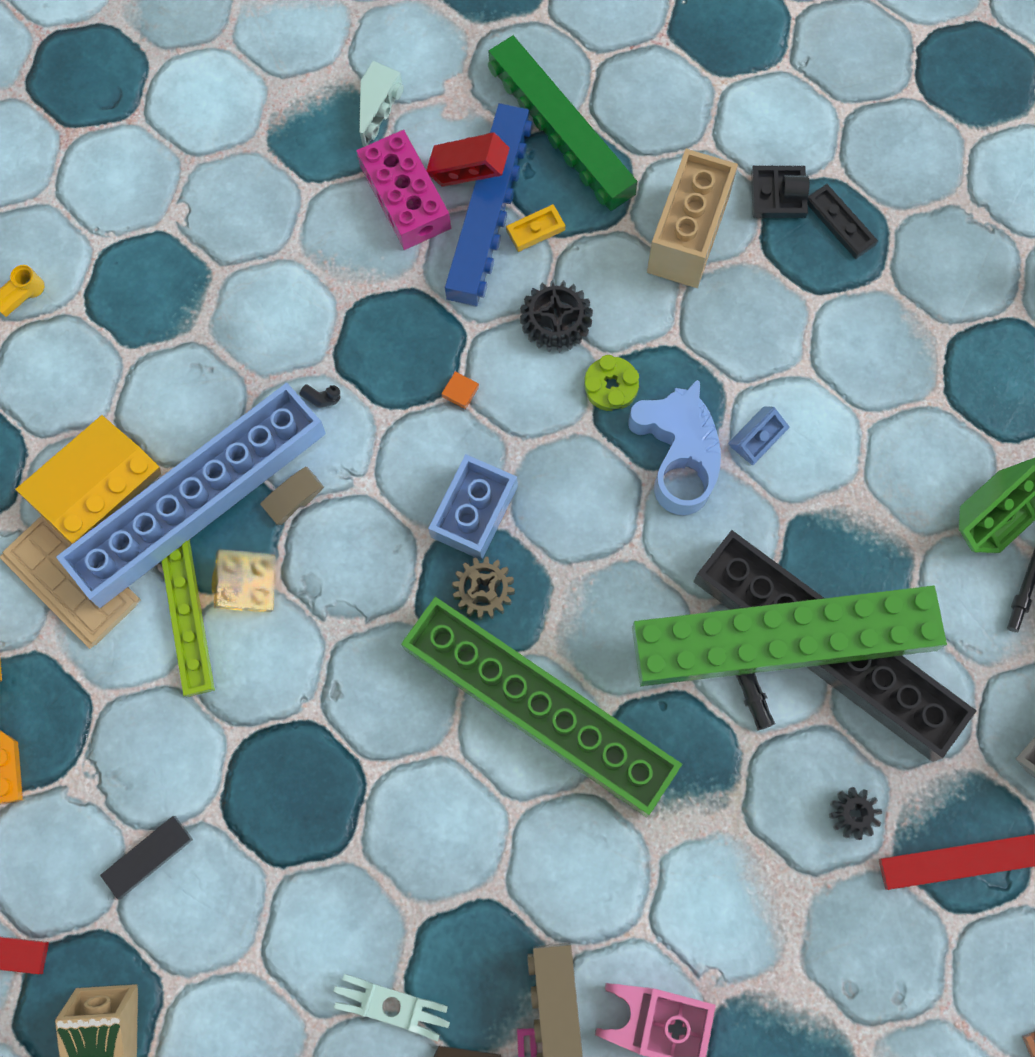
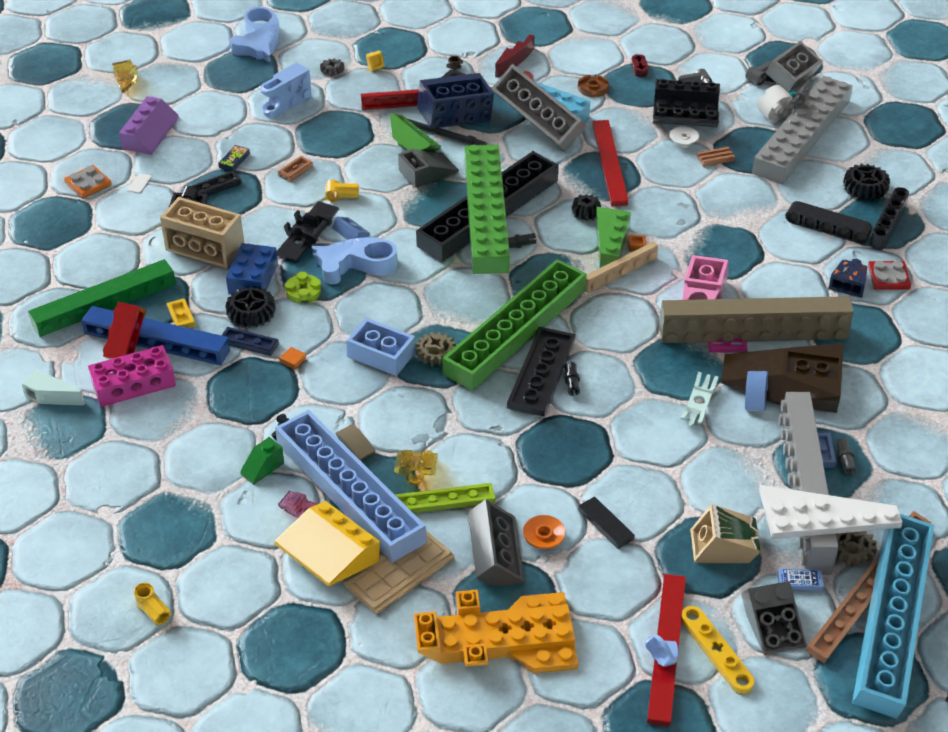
camera: 90 degrees left, 30 degrees down
(97, 702) = (495, 545): none -> dark grey slope
(106, 765) = (544, 531): none -> orange dish
(178, 441) = (295, 503): none -> clear pink slope
(252, 379) = (262, 460): none -> green slope
(432, 799) = (572, 378): none -> black pin
(447, 751) = (541, 371): none -> black plate
(493, 327) = (251, 341): none -> dark blue tile
(634, 305) = (252, 267): none -> blue brick
(700, 879) = (621, 266): none -> tan plate
(768, 378) = (306, 230): none -> black piece
(777, 906) = (636, 242): none -> orange tile
(785, 860) = (611, 233): none -> bright green wedge
(825, 48) = (87, 181): none -> piece
(836, 118) = (139, 183): none -> white sticker
(846, 401) = (337, 190): none -> yellow piece
(898, 335) = (295, 168): none -> nougat tile
(913, 237) = (234, 158): none -> tile
(928, 535) = (424, 166): none -> dark grey slope
(969, 99) = (147, 126): none -> medium lavender slope

